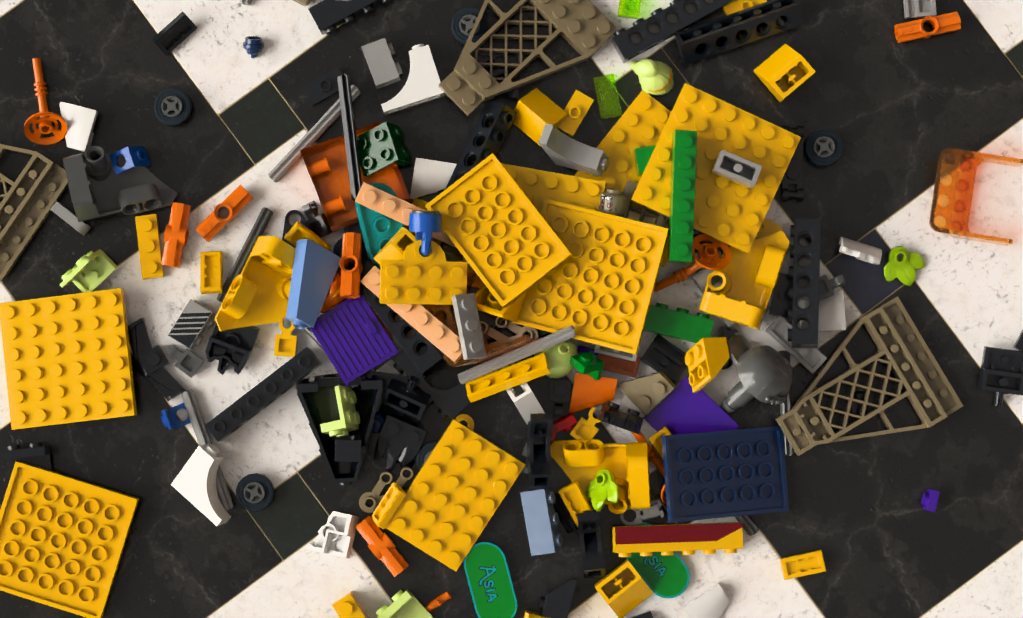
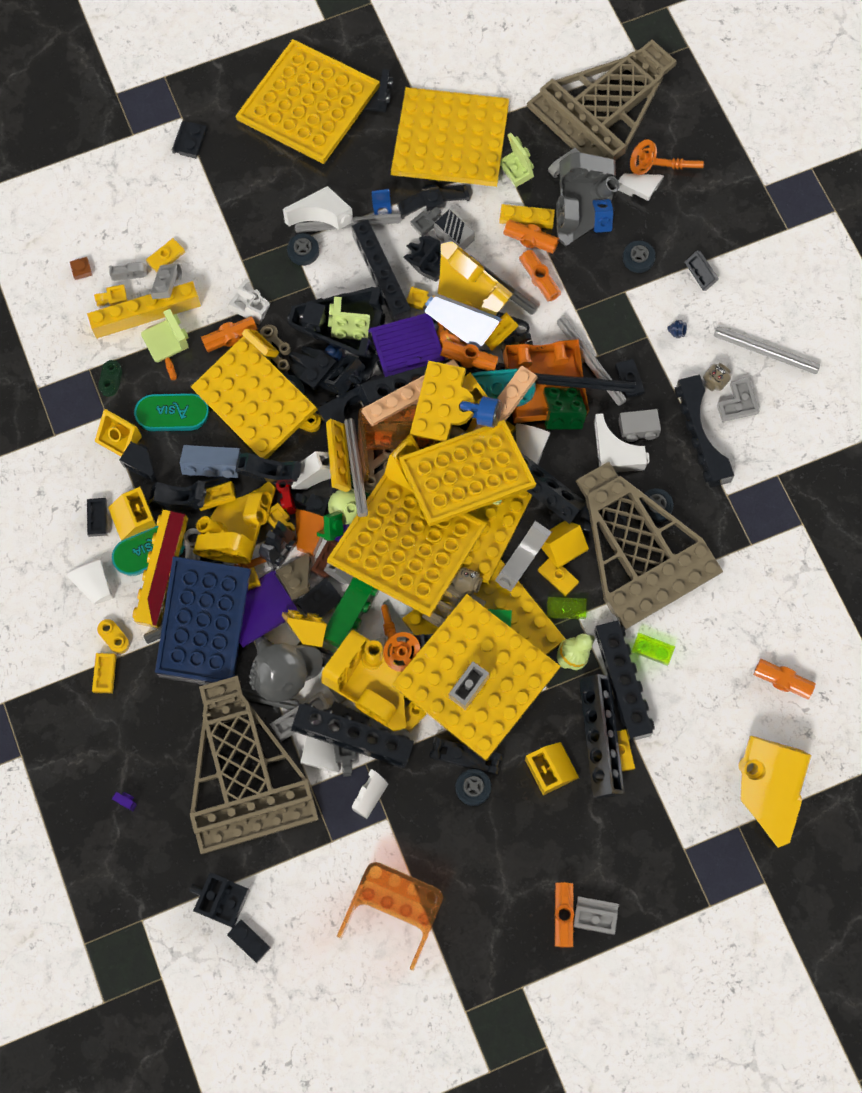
camera: 105 degrees right, 15 degrees down
(211, 272) = (493, 255): yellow plate -> none
(469, 326) = (389, 426): light grey plate -> none
(602, 489) = (221, 516): lime plate -> none
(682, 196) = (456, 632): green brick -> none
(757, 566) = (113, 635): none -> yellow plate
(904, 268) = (342, 834): lime plate -> none

